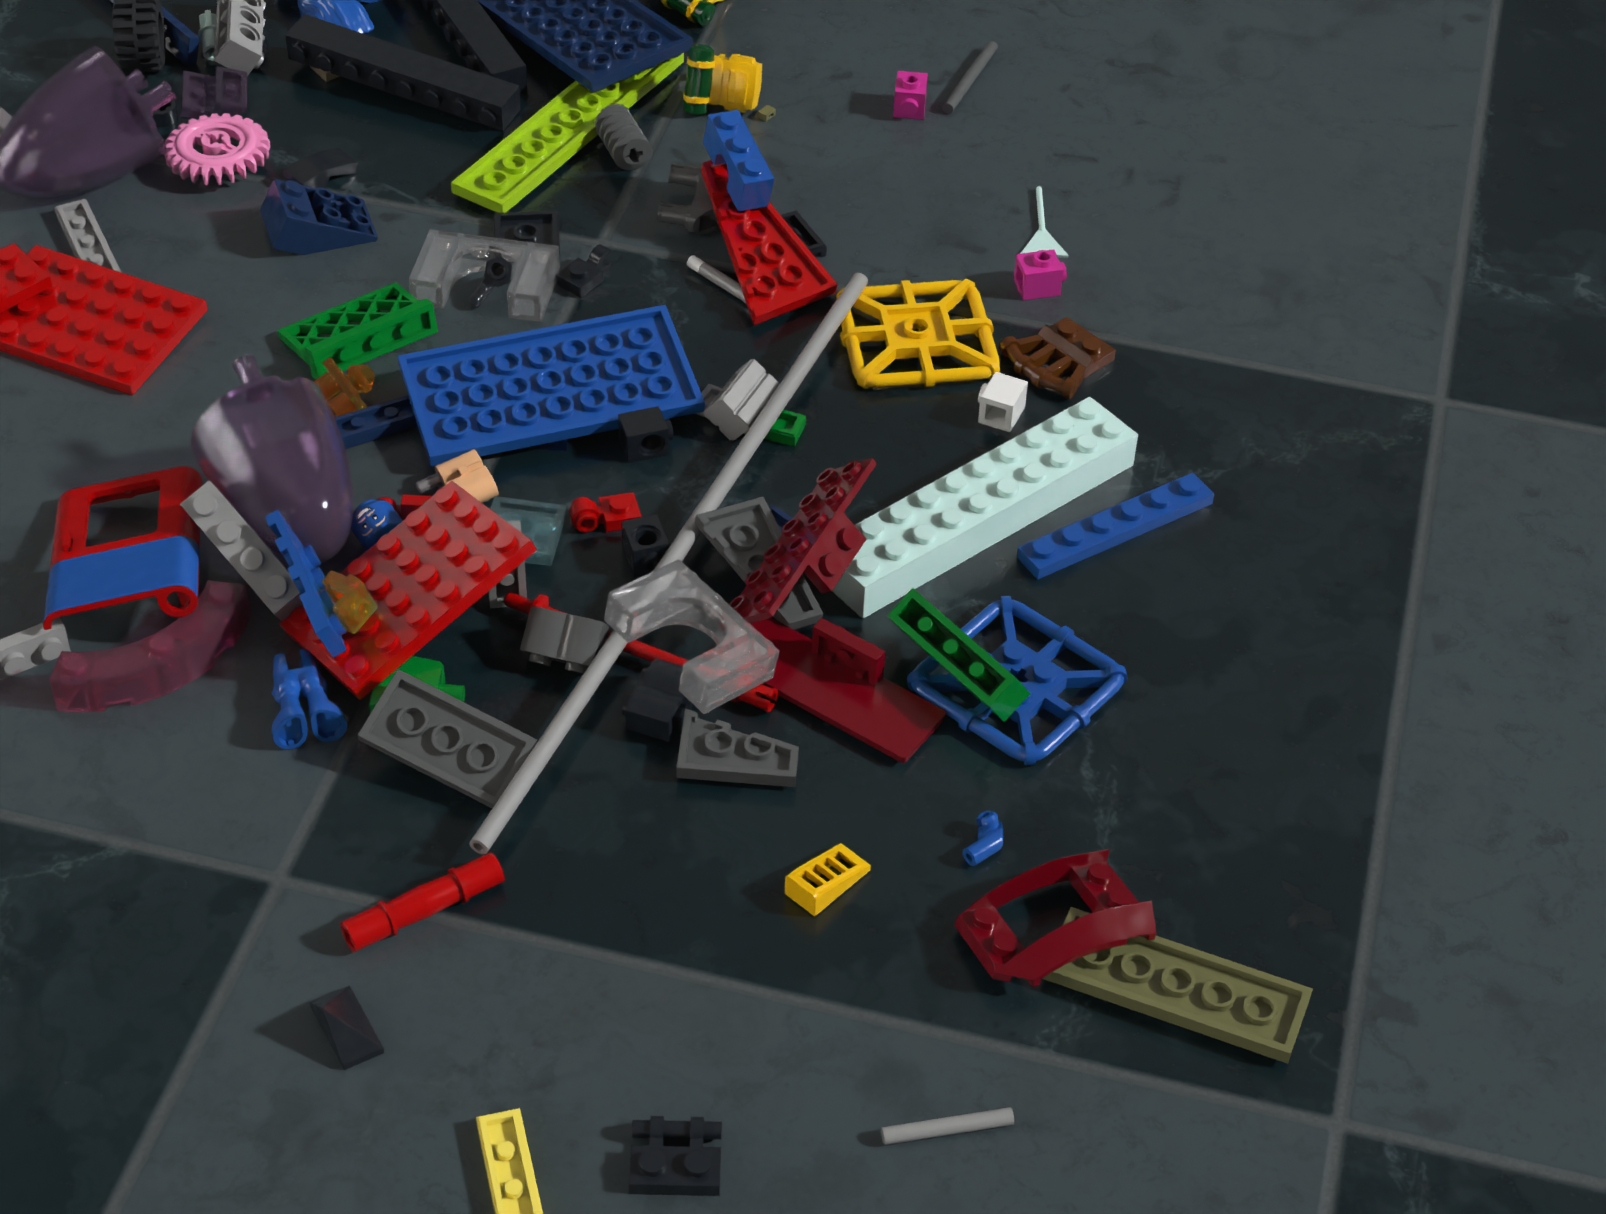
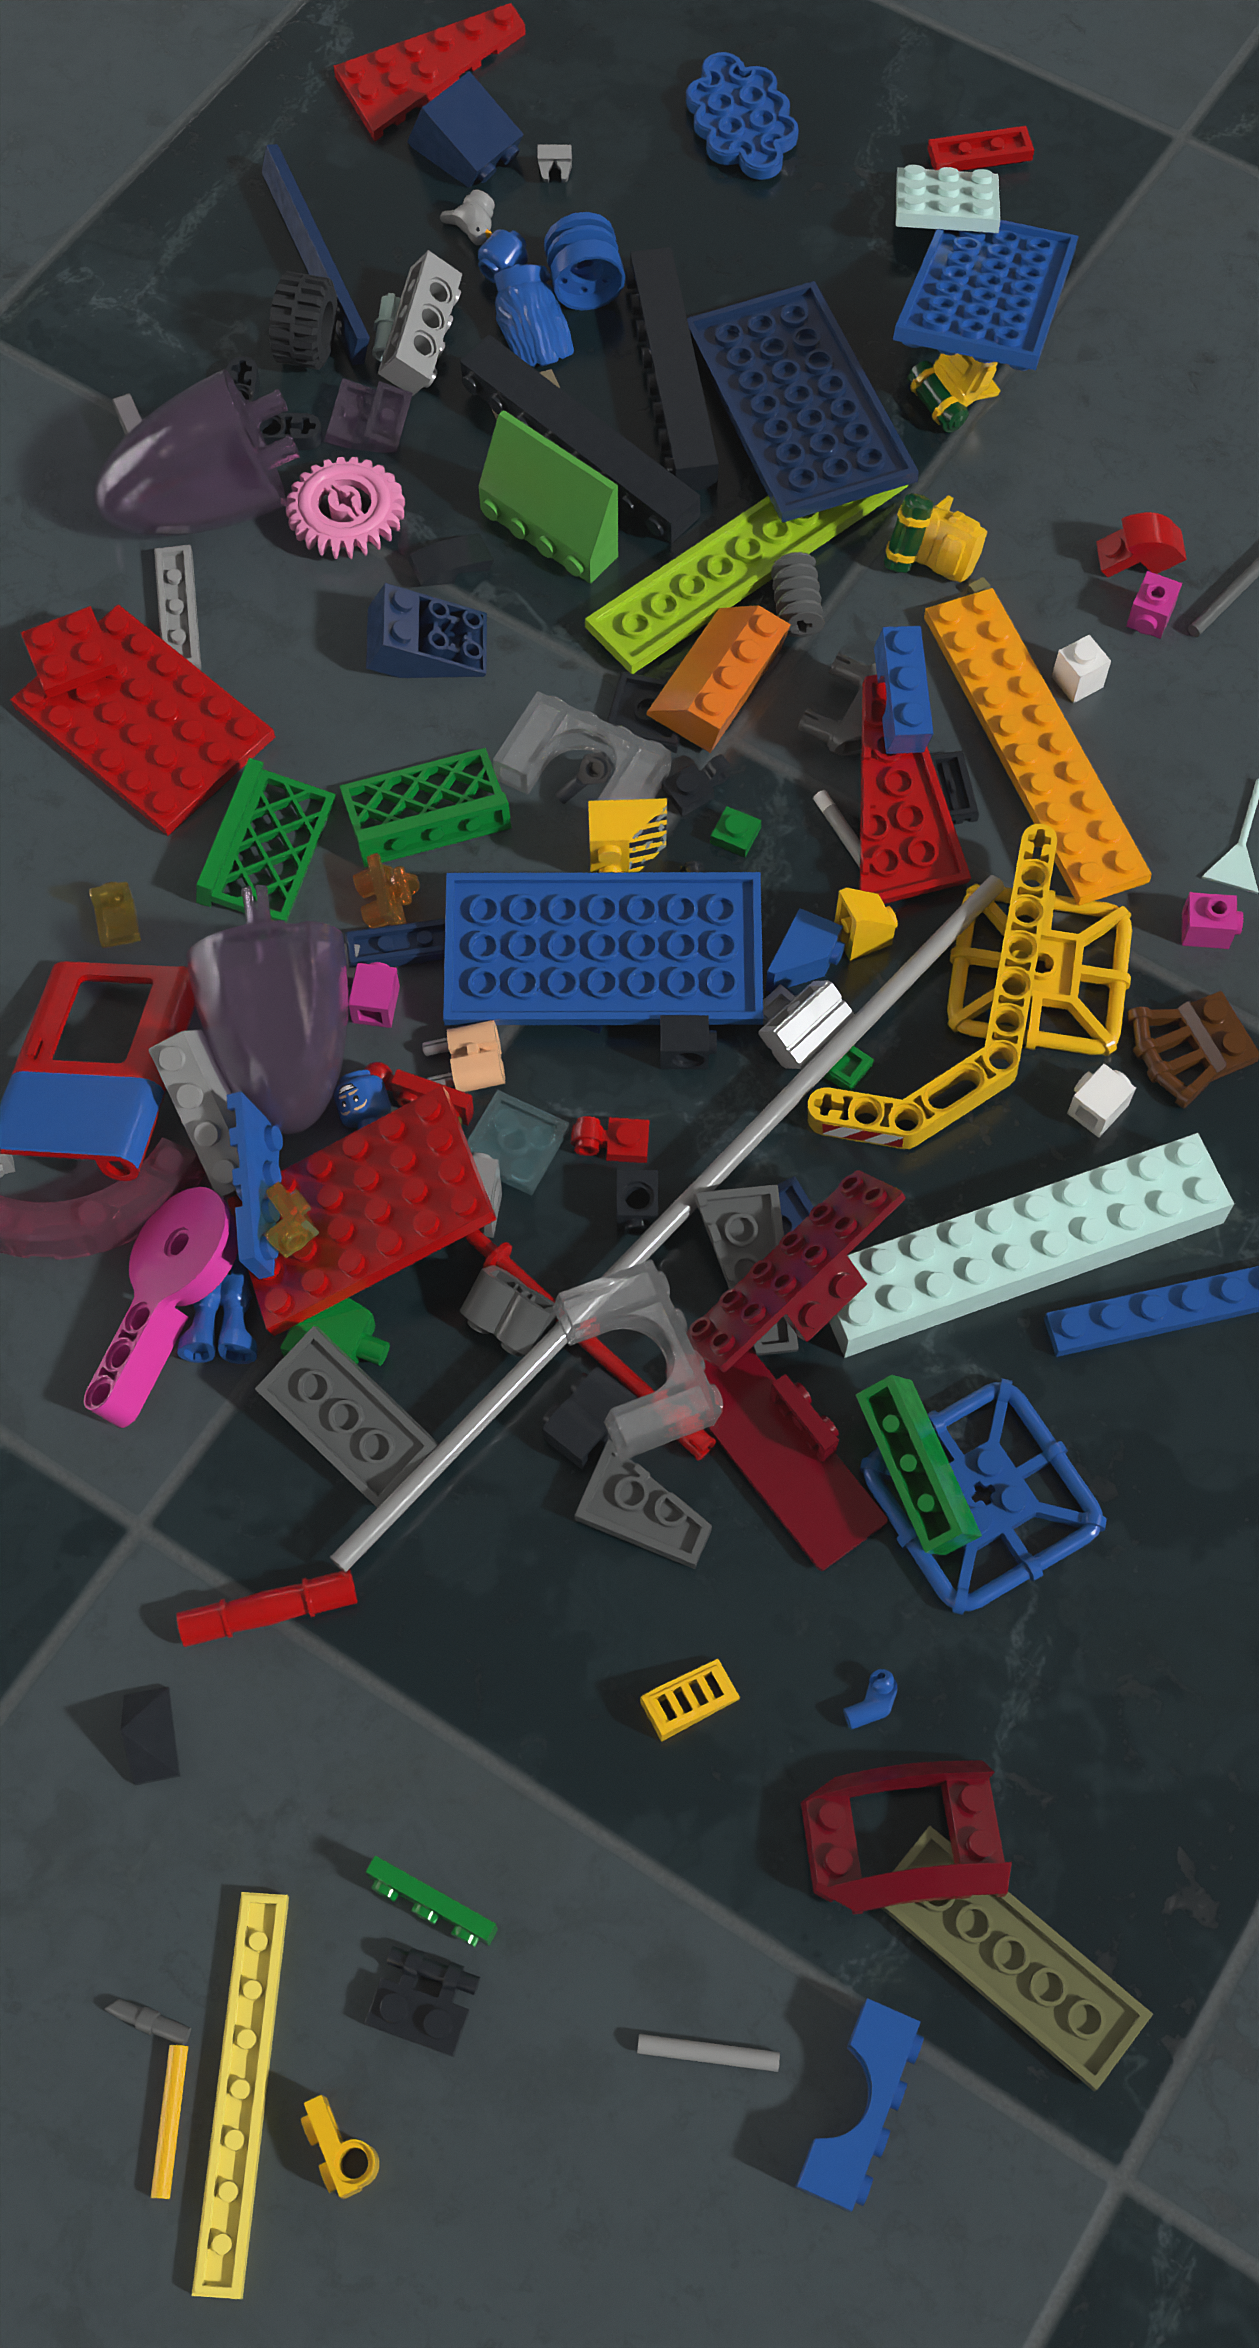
camera: 20 degrees right, 20 degrees up
(104, 450) = (115, 914): none -> clear yellow bracket
(198, 364) = (237, 824): none -> green fence
(244, 670) = (173, 1263): none -> dark pink beam
(363, 456) = (374, 994): none -> dark pink brick
(395, 104) = (550, 499): none -> bright green slope
(540, 298) = (626, 833): none -> yellow slope
(579, 195) = (719, 673): none -> orange slope
(630, 295) = (735, 831): none -> green plate
(656, 1074) = (430, 1903): none -> green plate
(722, 354) = (805, 951): none -> blue slope
(760, 327) = (865, 922): none -> yellow slope
(861, 199) = (1037, 746): none -> light orange plate
(870, 141) = (1081, 668): none -> white brick
(886, 53) = (1144, 539): none -> red brick
(906, 394) = (998, 1043): none -> yellow beam
(1095, 1166) = (838, 2165): none -> blue arch

